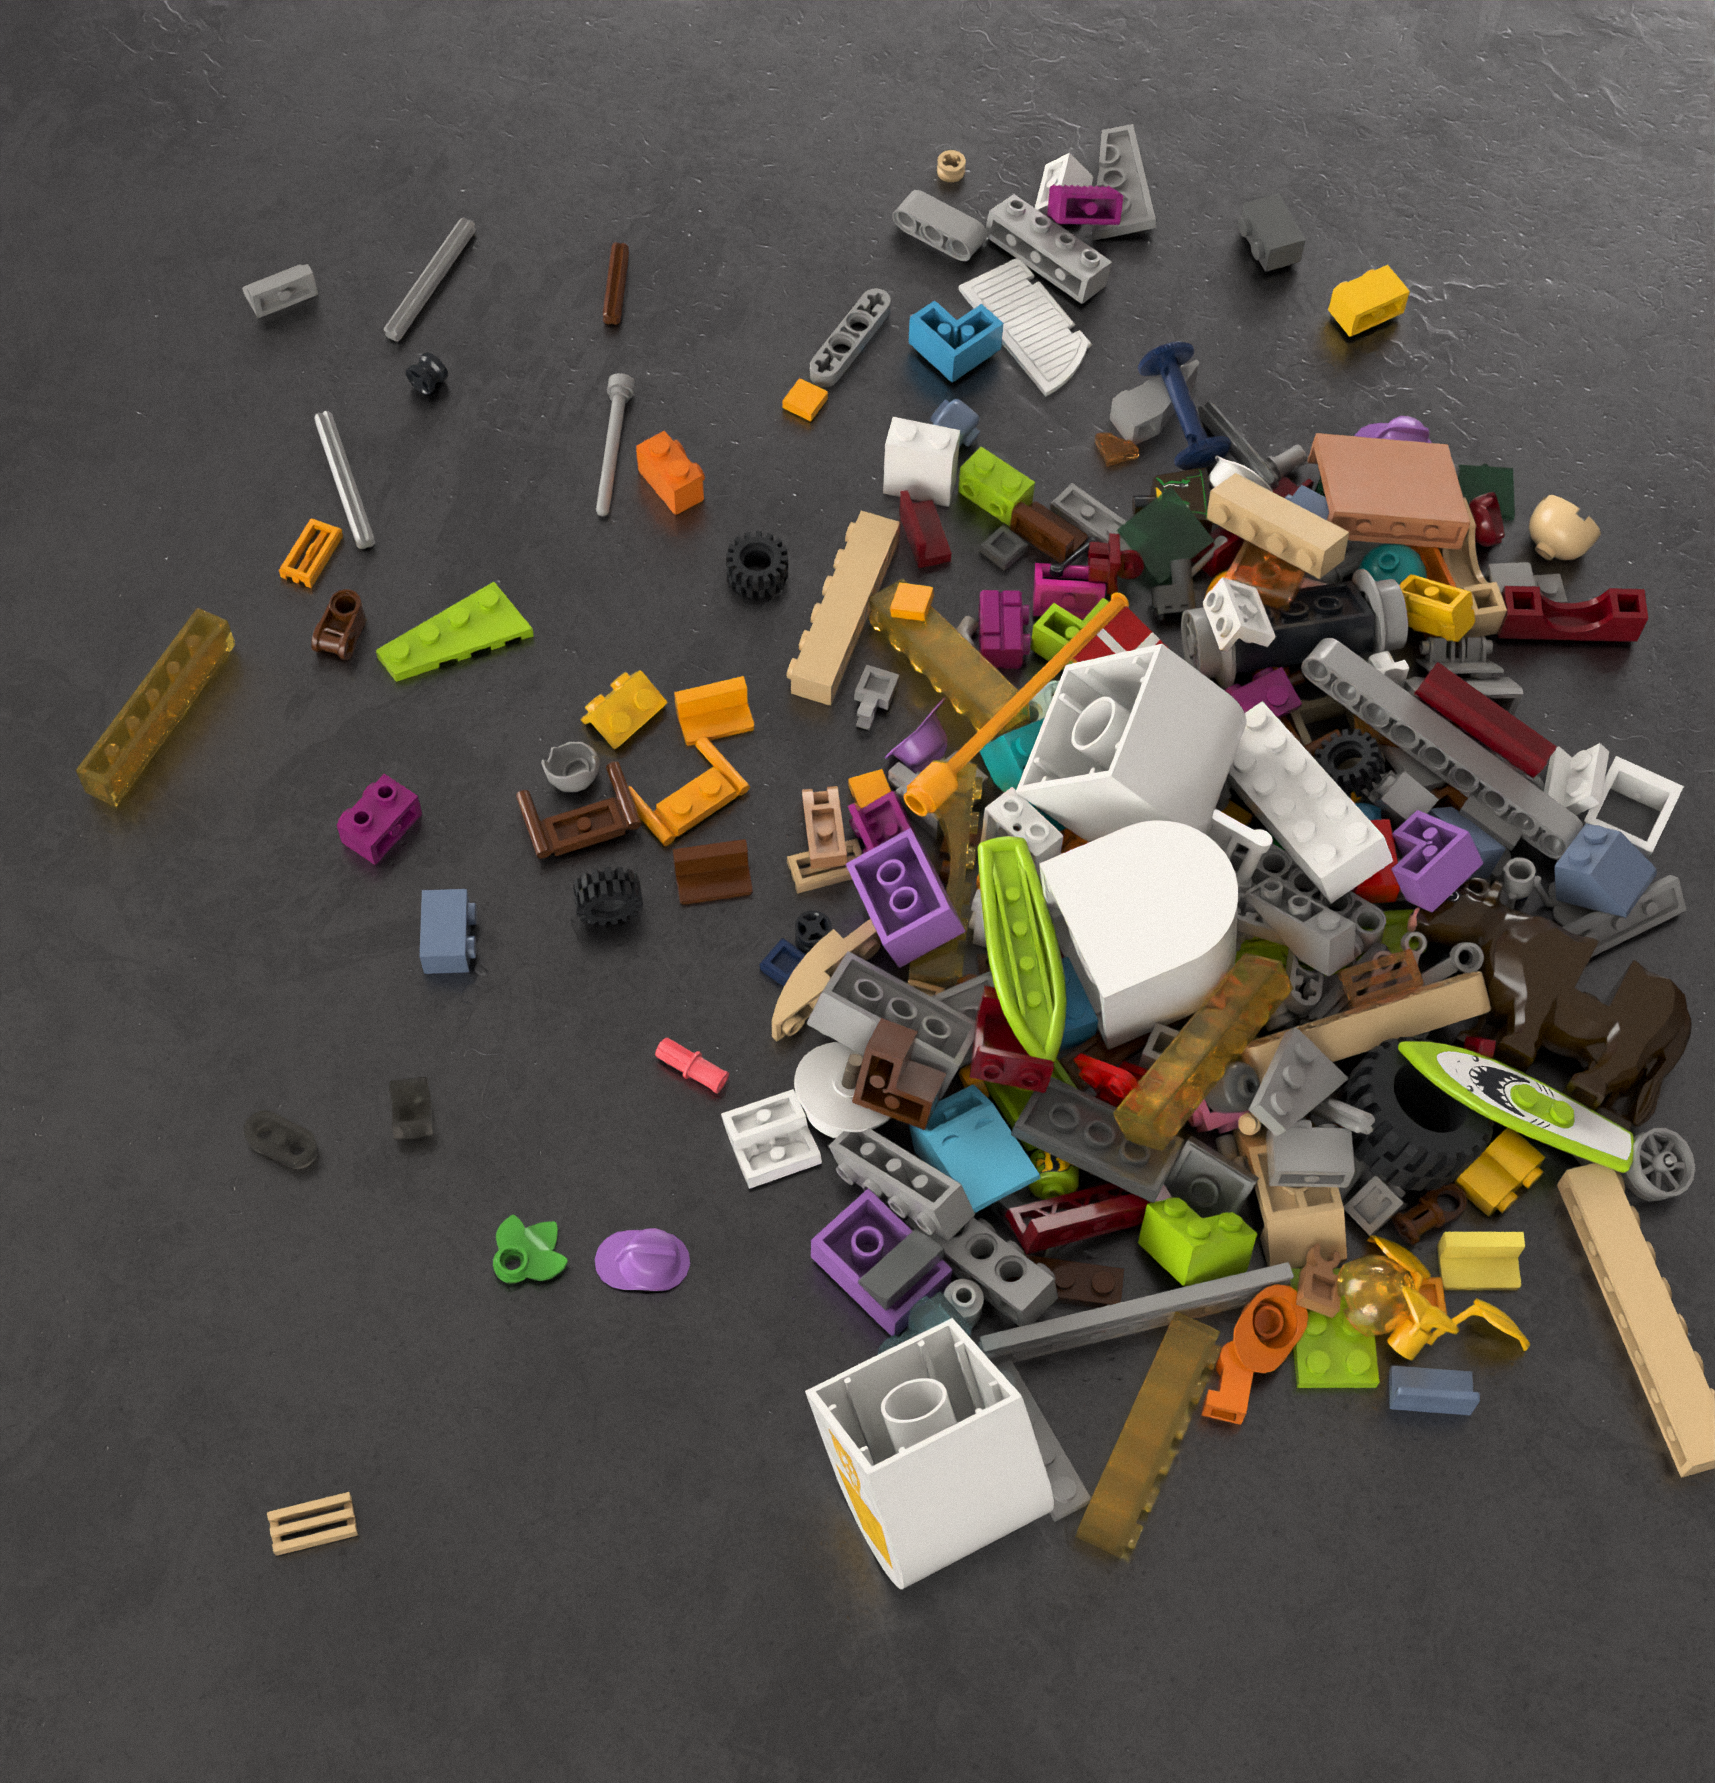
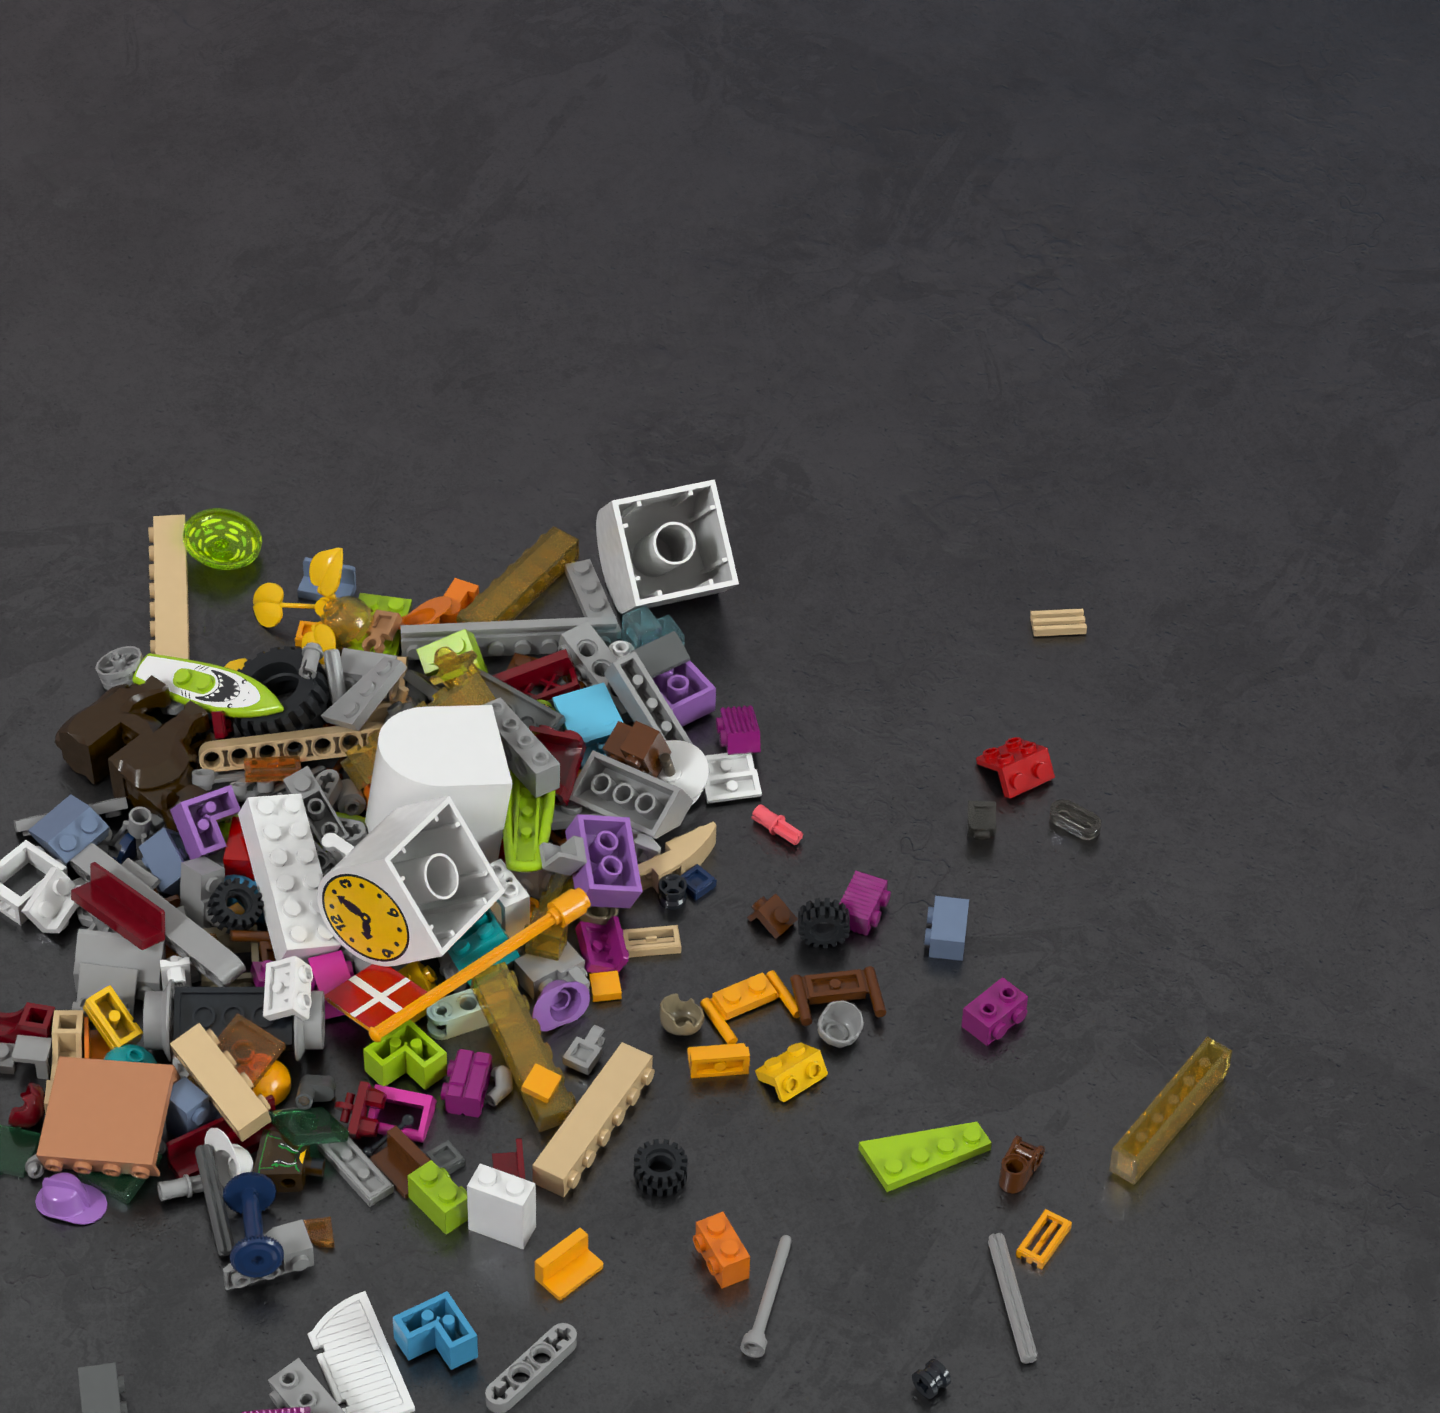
camera: 170 degrees left, 15 degrees down
(370, 1223) = (1019, 765): none -> red bracket
(529, 1246) = (908, 737): bright green plate -> none
(562, 952) = (864, 900): none -> magenta brick
(642, 1260) = (828, 724): medium lavender piece -> none
(680, 918) = (773, 915): none -> reddish brown bracket
(712, 871) = (740, 946): reddish brown panel -> none
(767, 1198) = (738, 730): none -> magenta brick
(768, 749) = (680, 1016): none -> dark tan hair
(805, 399) = (586, 1314): light orange tile -> none
(824, 828) = (649, 953): medium nougat plate -> none
(837, 444) = (567, 1265): none -> light orange panel
(956, 859) = (564, 858): none -> light grey panel
(960, 417) = (458, 1261): sand blue head -> none
(1057, 1004) = (525, 753): none -> light grey brick
(1187, 1173) = (453, 666): none -> clear yellow hips
(1368, 300) = (39, 1317): yellow brick -> none
(1389, 1114) = (311, 655): none -> light grey pin
(1480, 1260) = (251, 643): light yellow panel -> none
(1622, 1403) = (222, 539): none -> clear neon green dish

